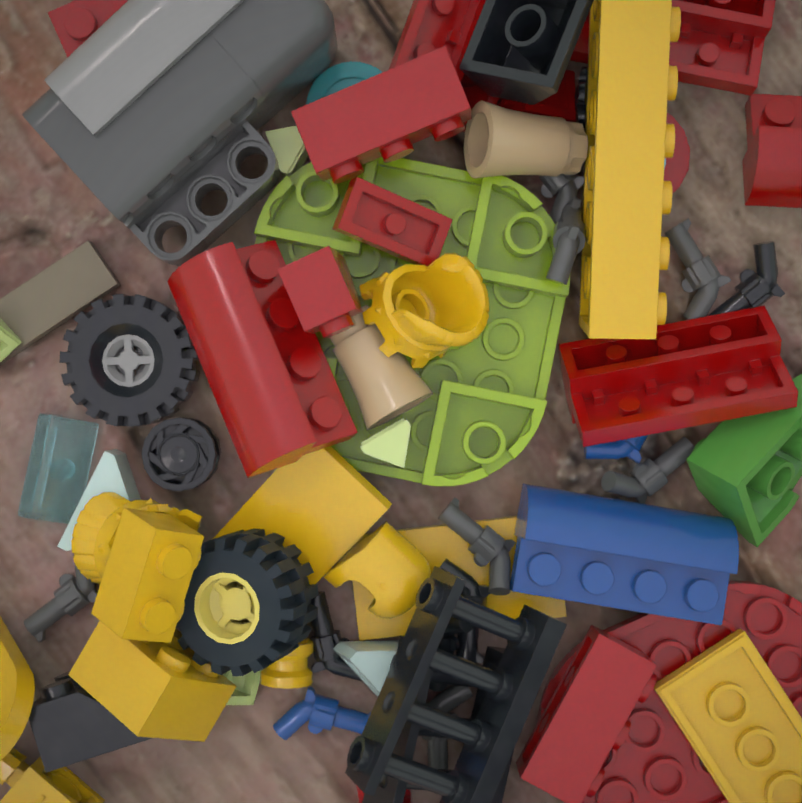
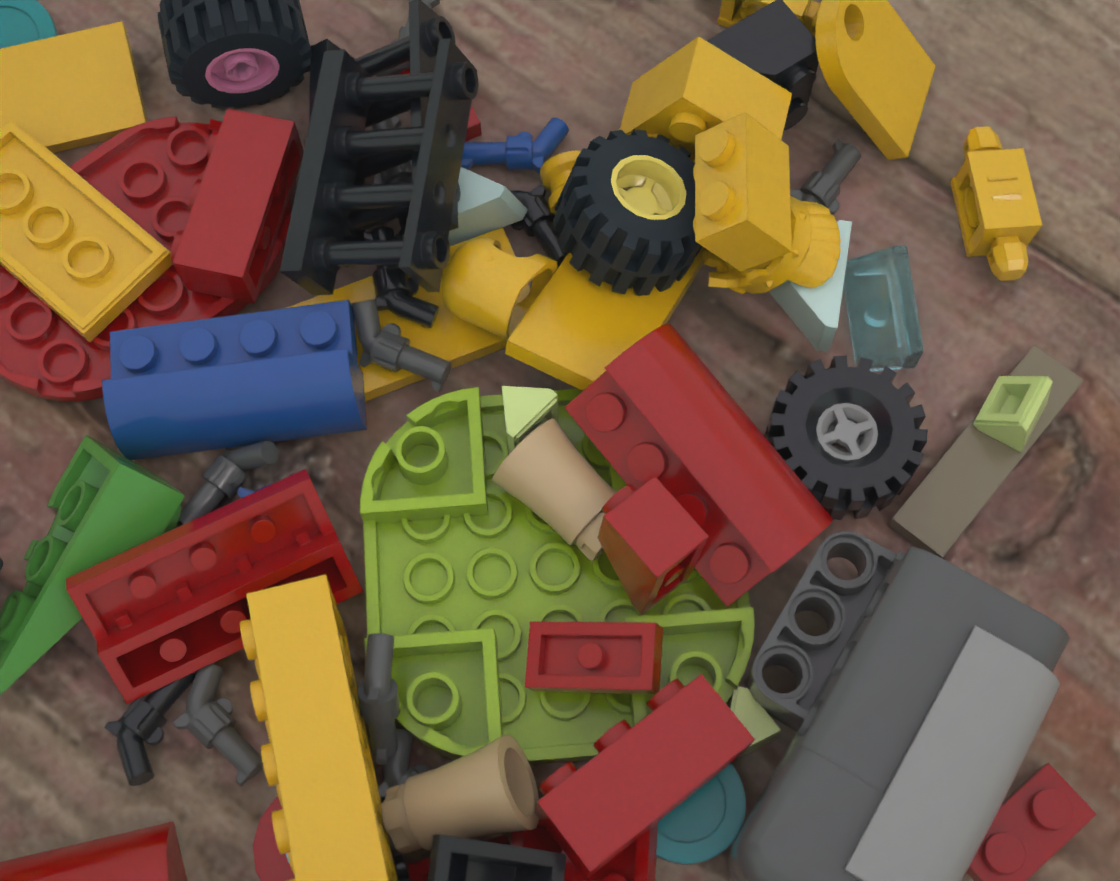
camera: 165 degrees right, 20 degrees down
(181, 453) = (754, 359): black wheel -> none
(427, 307) = (523, 564): yellow hair -> none

